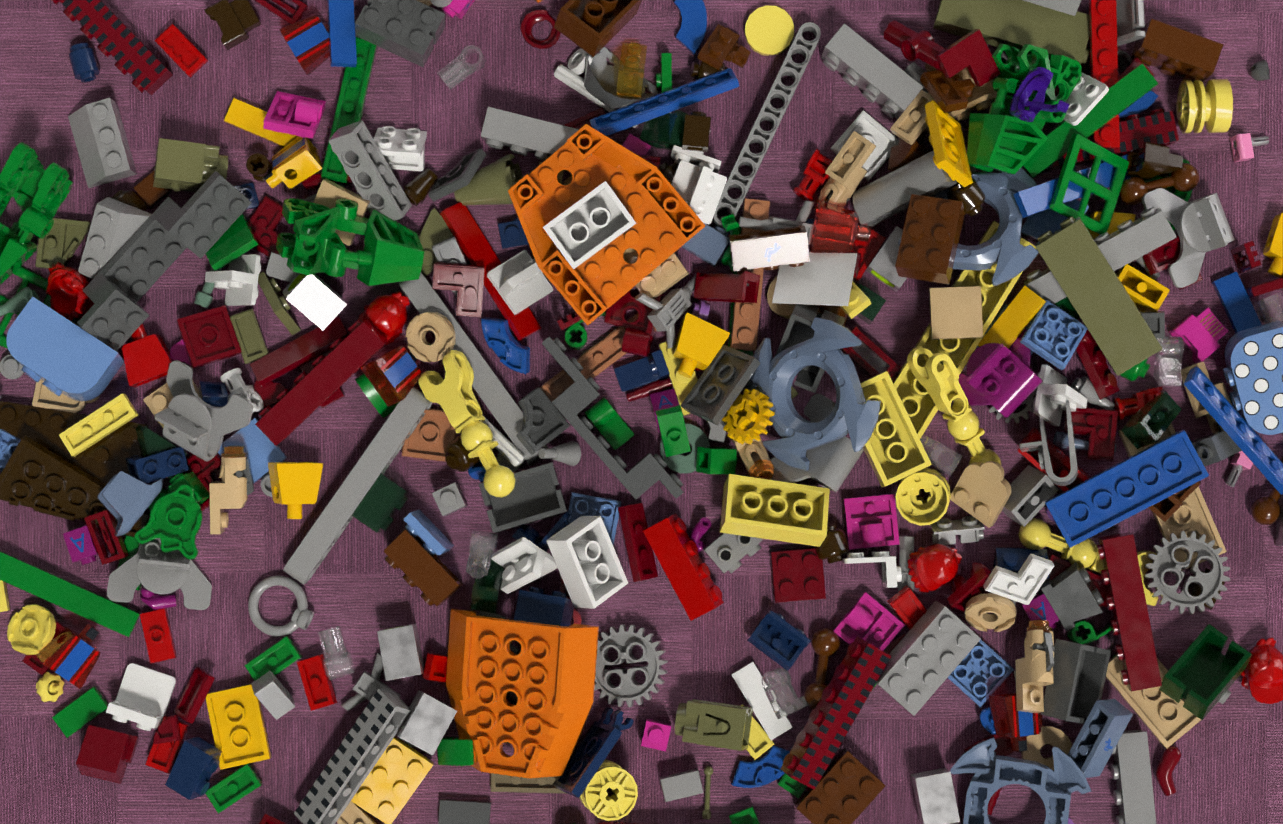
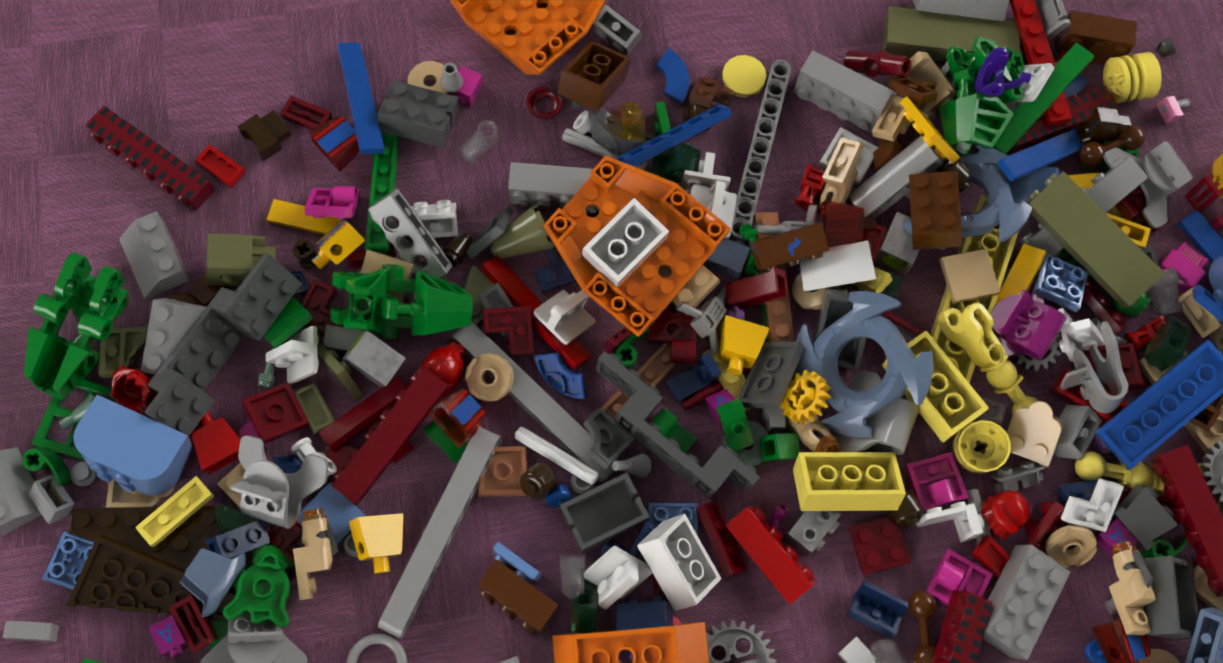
camera: 20 degrees left, 15 degrees down
(83, 62) = (129, 188): dark blue brick -> none
(380, 504) = (465, 544): clear green brick -> none
(449, 499) = (532, 528): light grey brick -> none
(466, 417) = (537, 443): light yellow piece -> none
(696, 132) = (704, 154): dark brown brick -> none
(972, 53) = (930, 57): dark red tile -> none
(980, 673) = (1075, 610): medium blue tile -> none
(1090, 186) = (1038, 142): green window -> none

